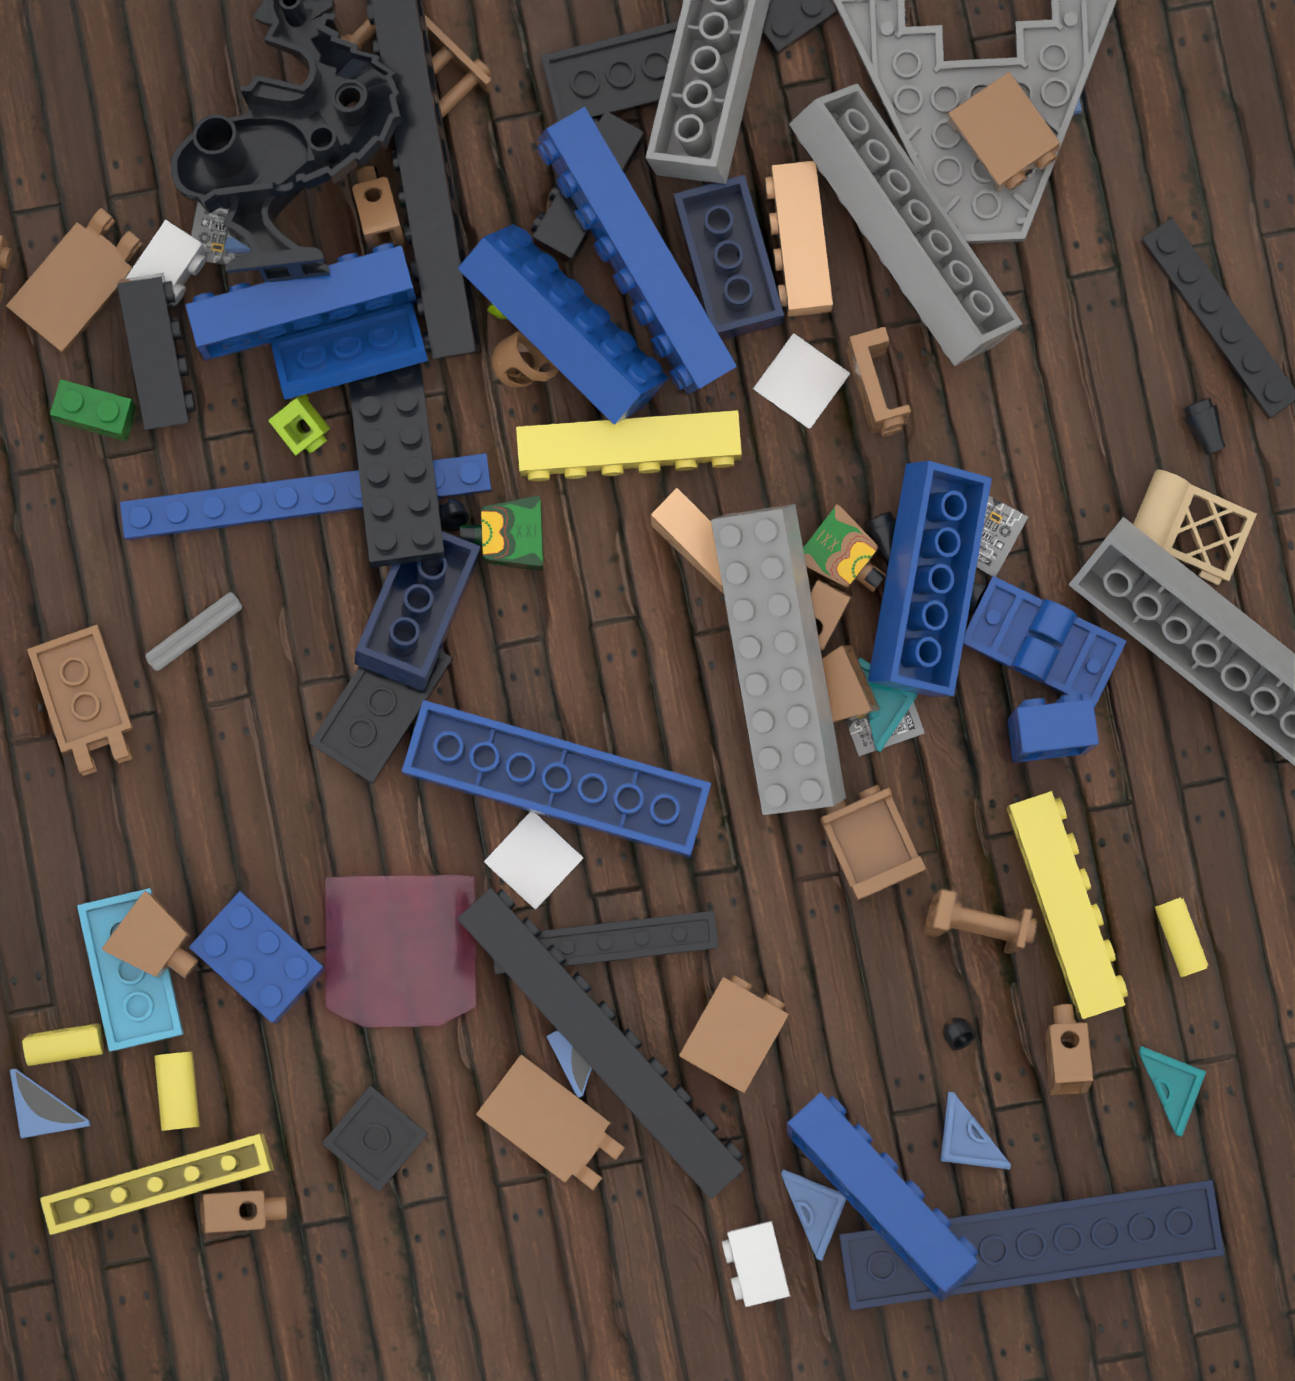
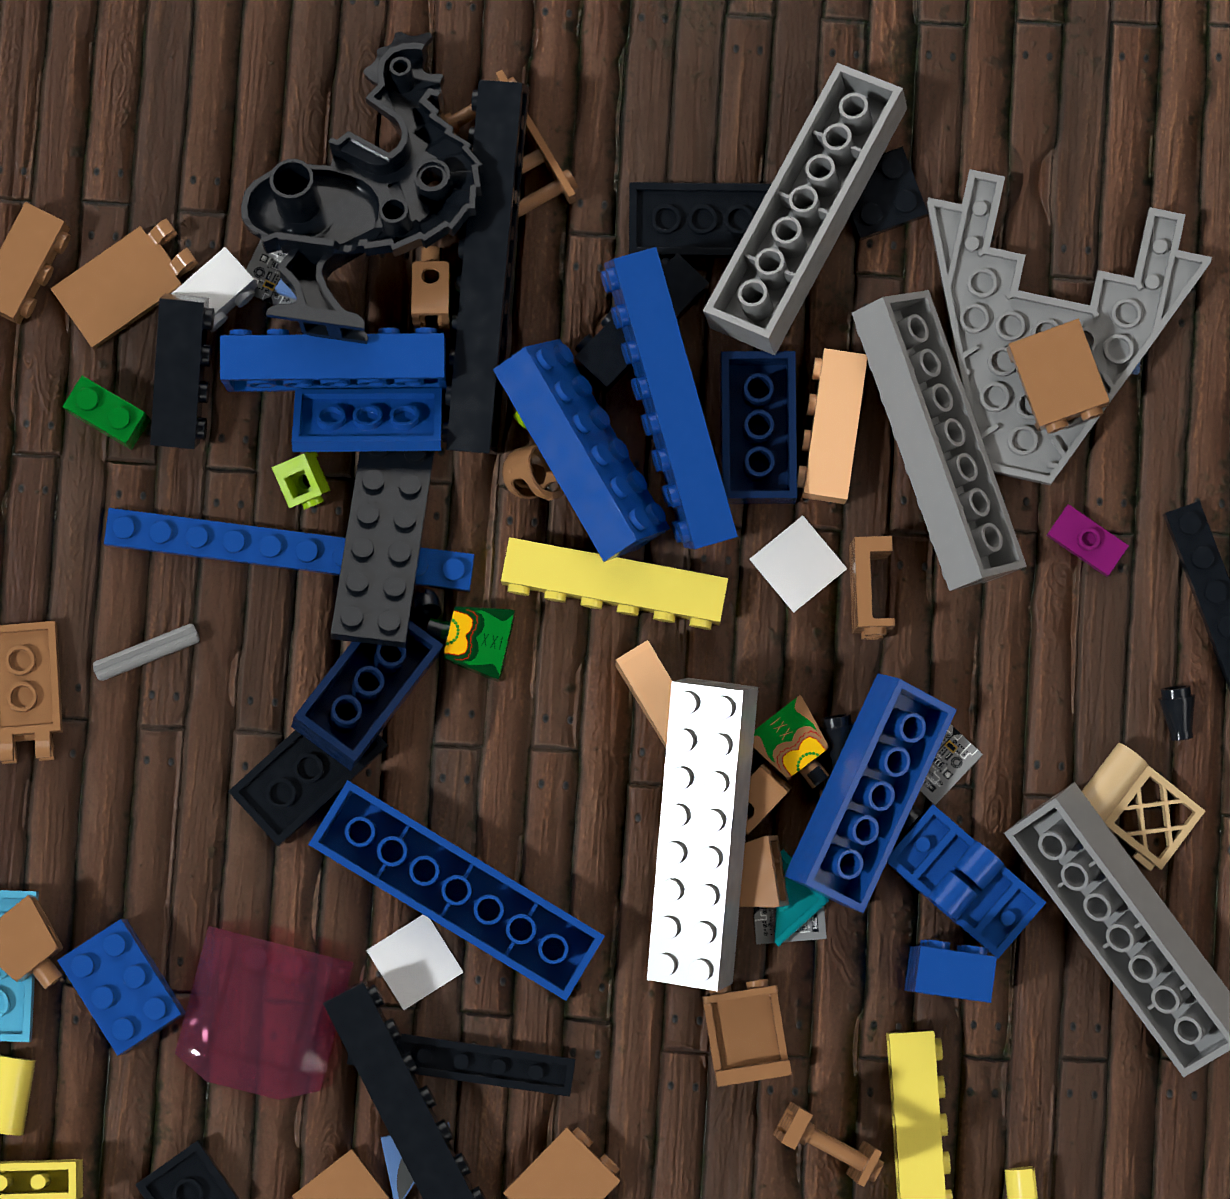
camera: 10 degrees right, 0 degrees up
(1074, 284) = (1087, 540): none -> magenta plate

